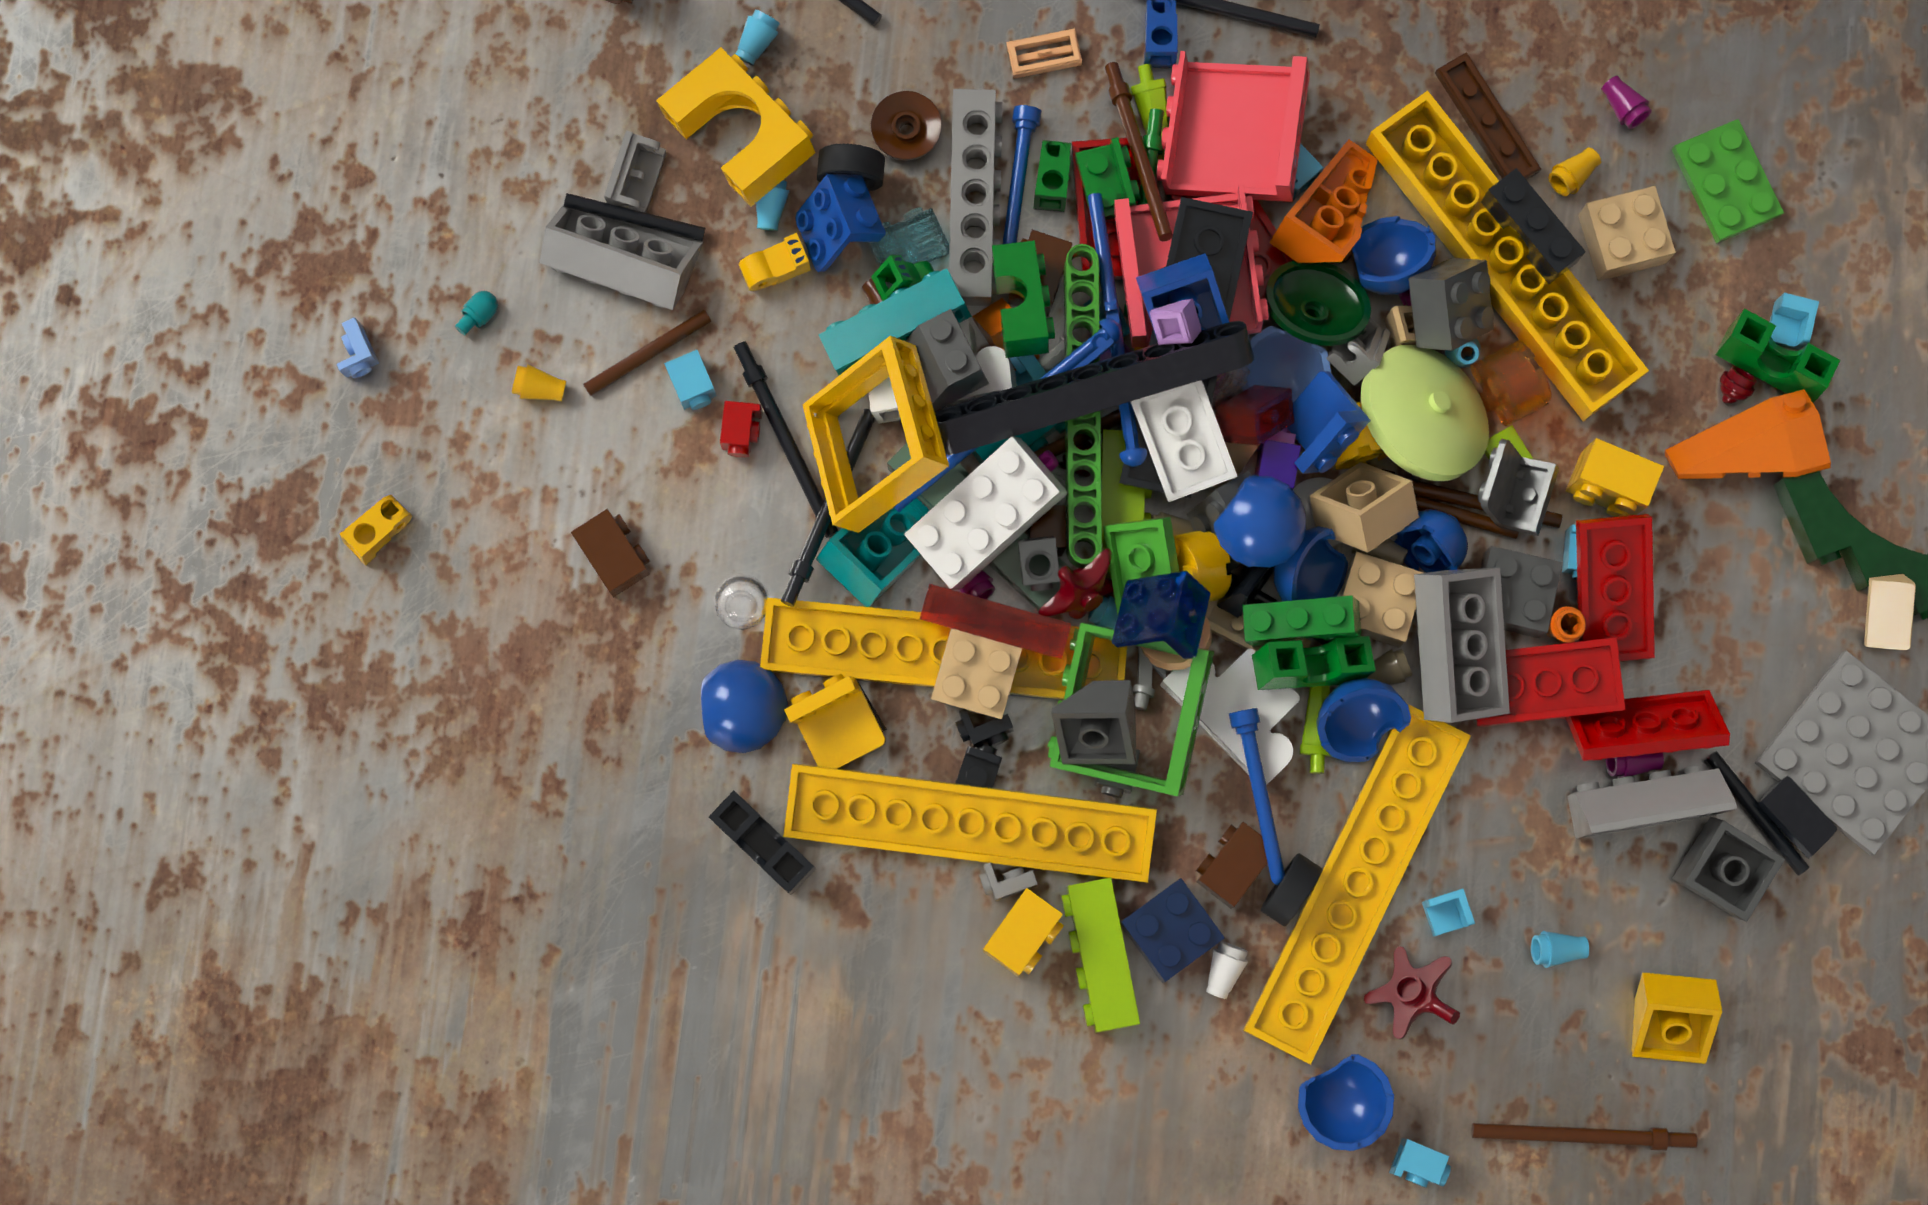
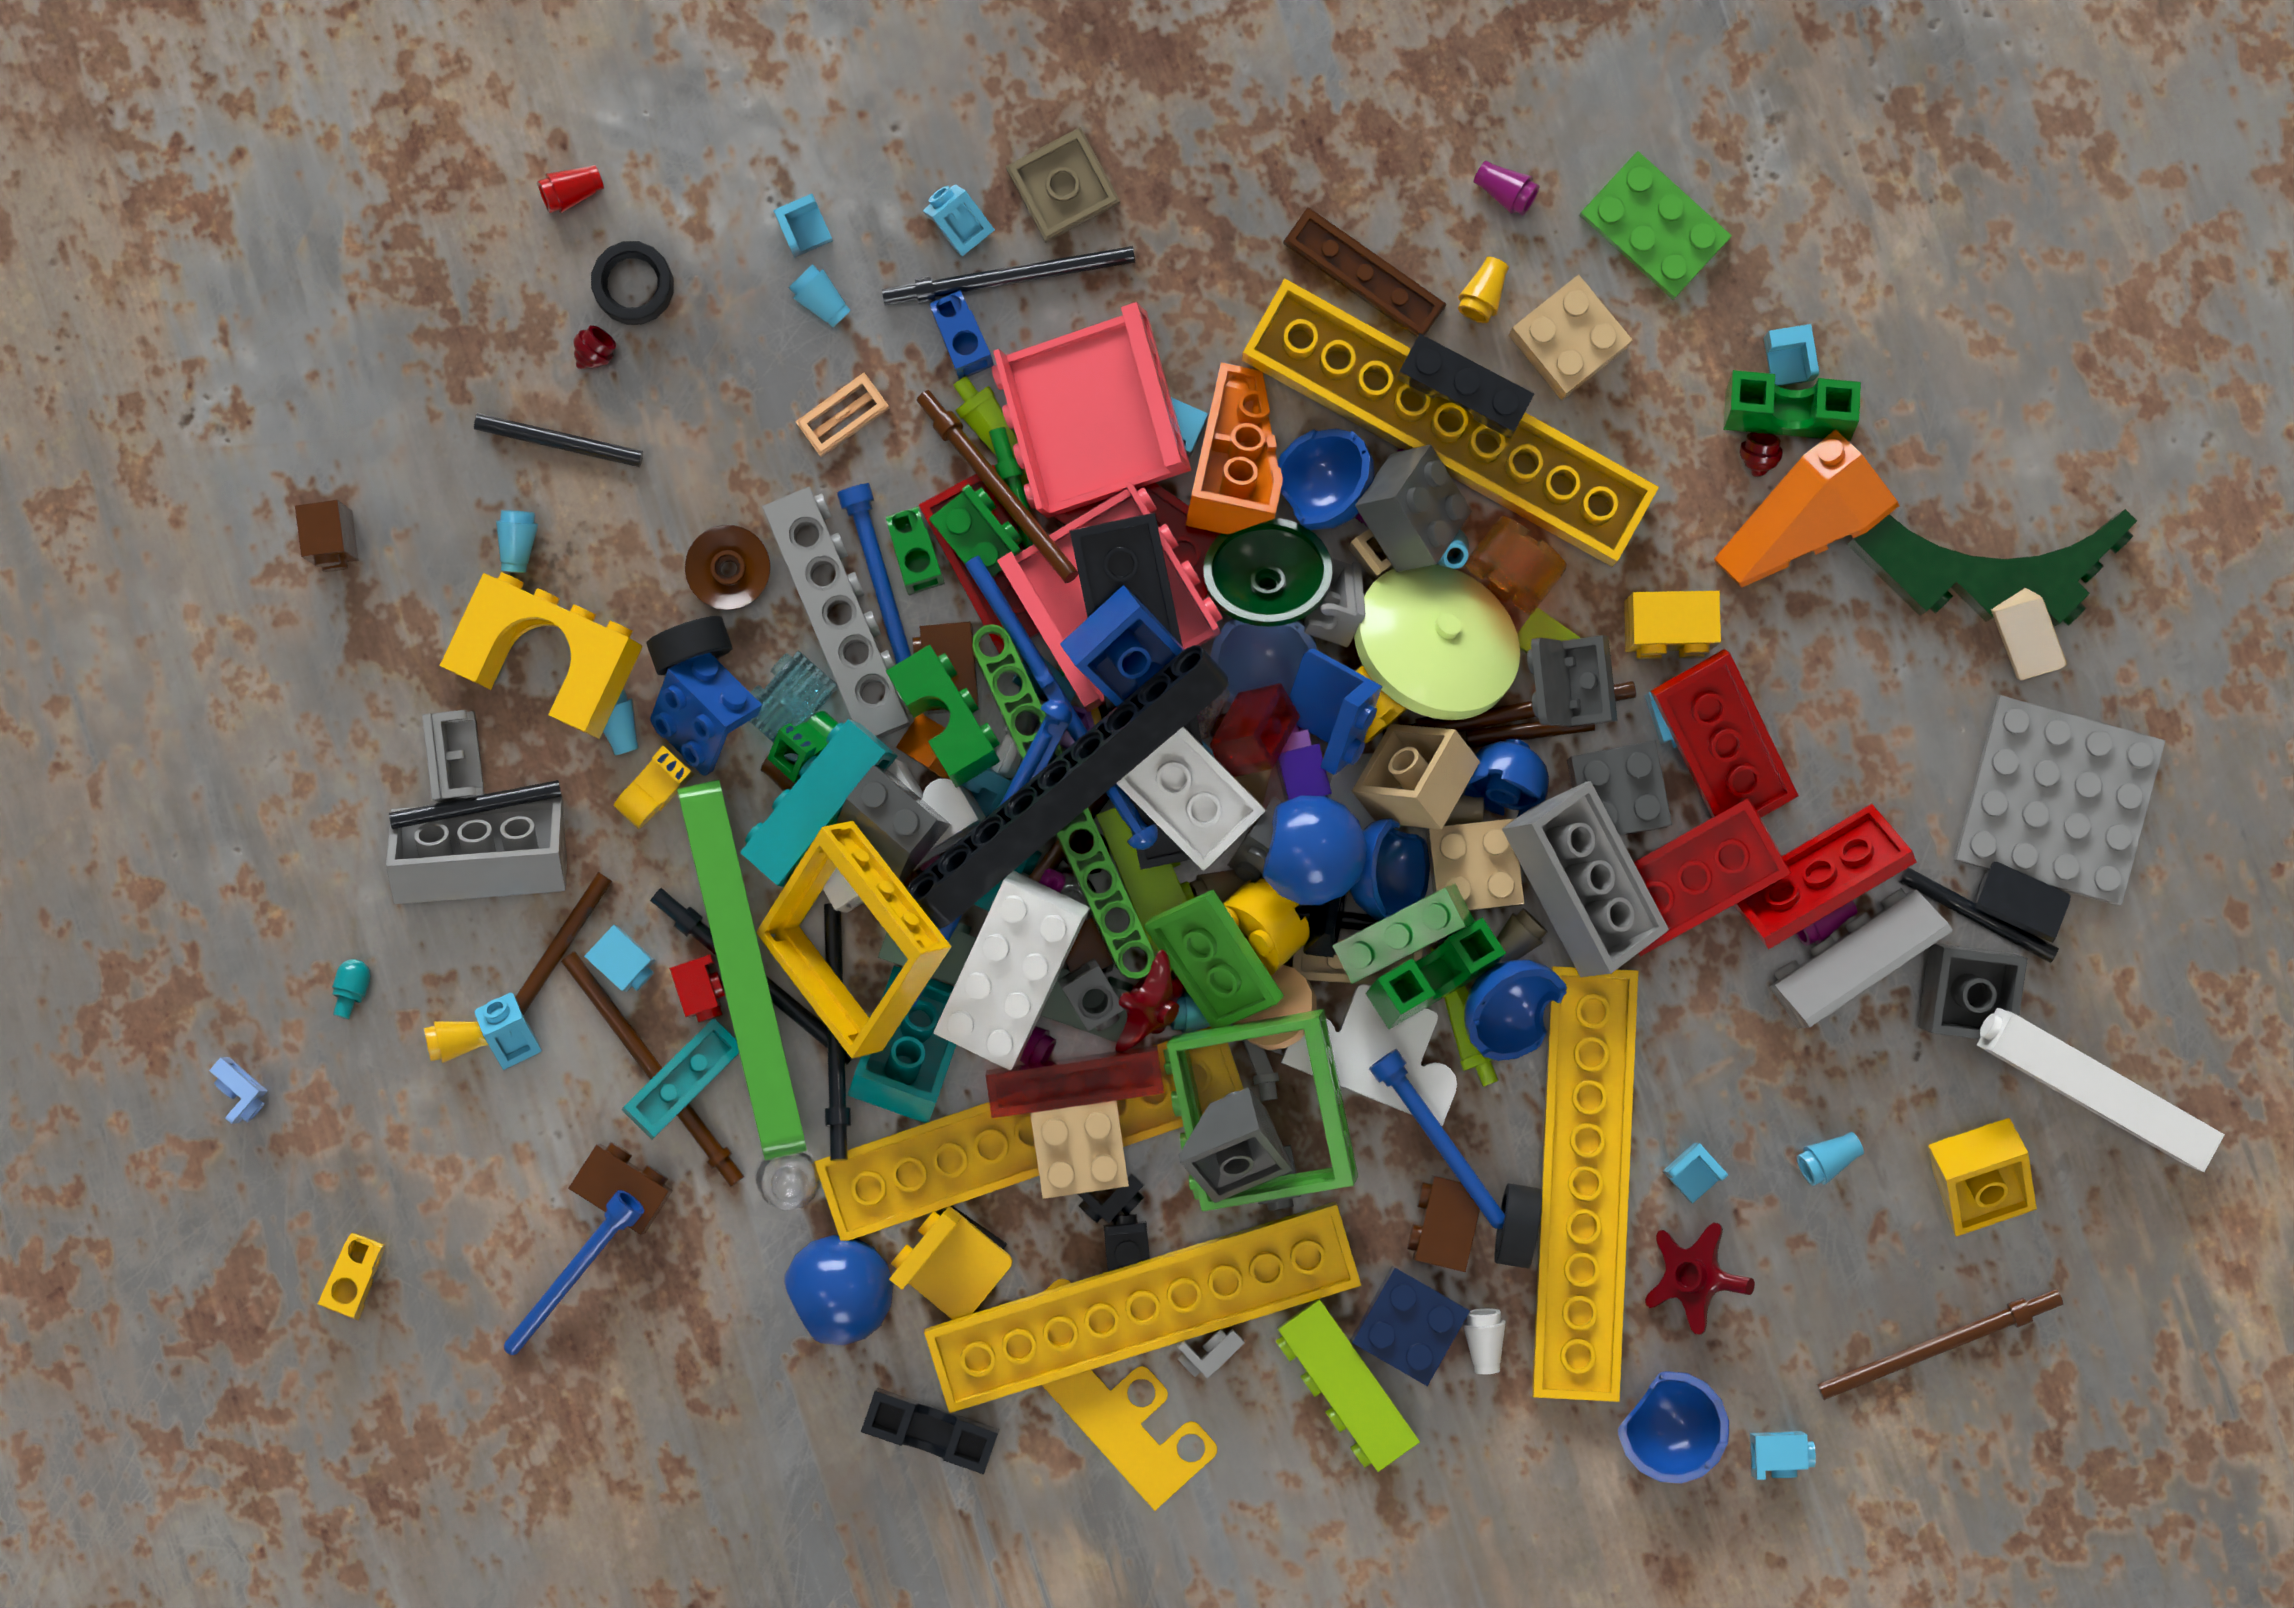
camera: 25 degrees left, 5 degrees up
(579, 396) = (507, 1031): none -> medium azure bracket
(601, 567) = (621, 1212): none -> blue piece
(695, 562) = (717, 1155): none -> reddish brown bar
(696, 489) = (682, 1079): none -> teal plate
(778, 428) = (742, 970): none -> bright green beam
(906, 912) = (1117, 1430): none -> yellow piece
(1023, 932) = (1253, 1403): yellow brick -> none
(1164, 610) = (1251, 996): clear blue bracket -> none
(1176, 323) = (1127, 679): lavender slope -> none
(1567, 624) = (1696, 806): orange cone -> none
(1799, 988) = (2099, 1089): none -> white brick

